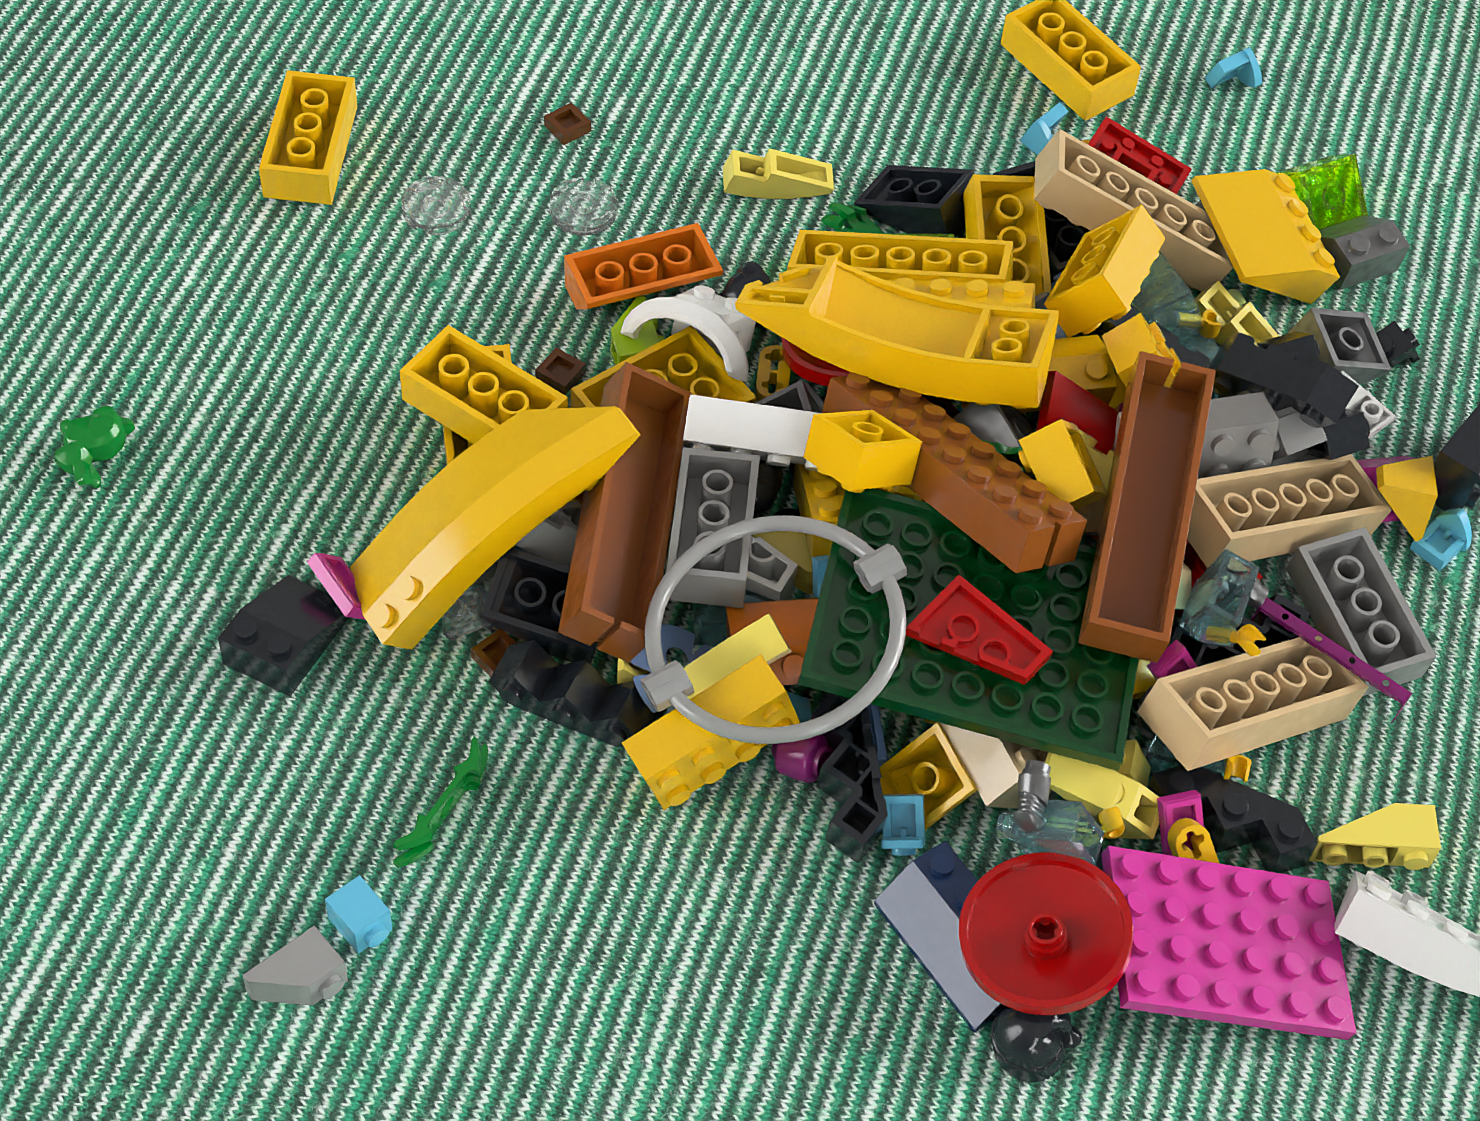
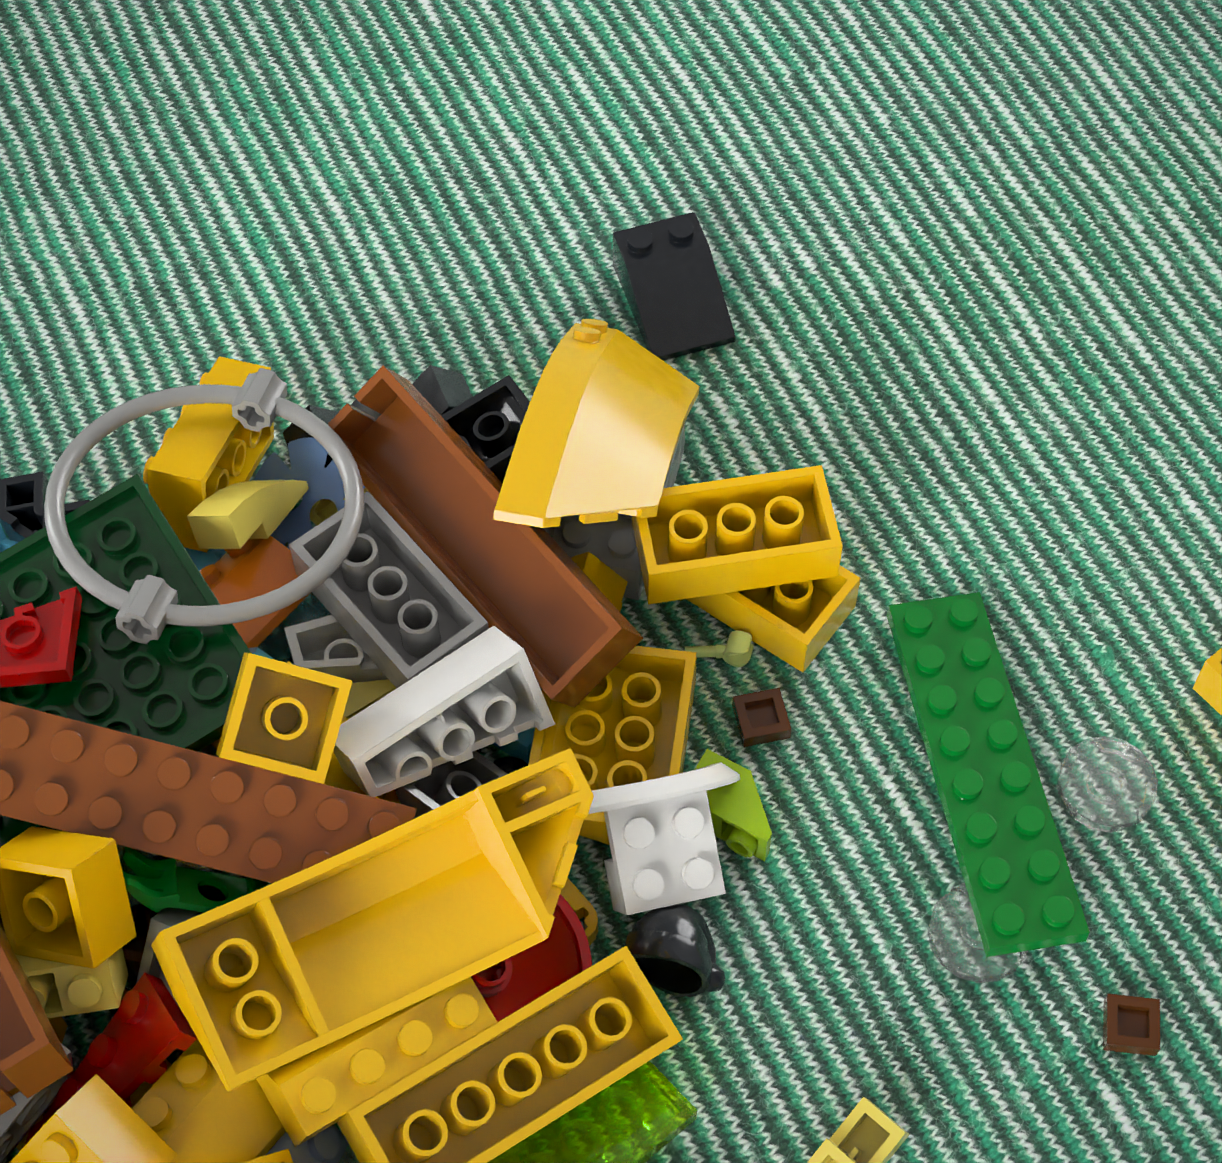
camera: 140 degrees right, 5 degrees up
(91, 440) = (1025, 285): green animal -> none
(298, 972) = (355, 100): light grey slope -> none
(338, 582) = (688, 353): dark pink tile -> none
(359, 915) = (359, 160): medium azure brick -> none
(467, 777) = (394, 307): green piece -> none
(485, 253) = (986, 776): none -> green plate
(639, 266) = (797, 868): orange slope -> none

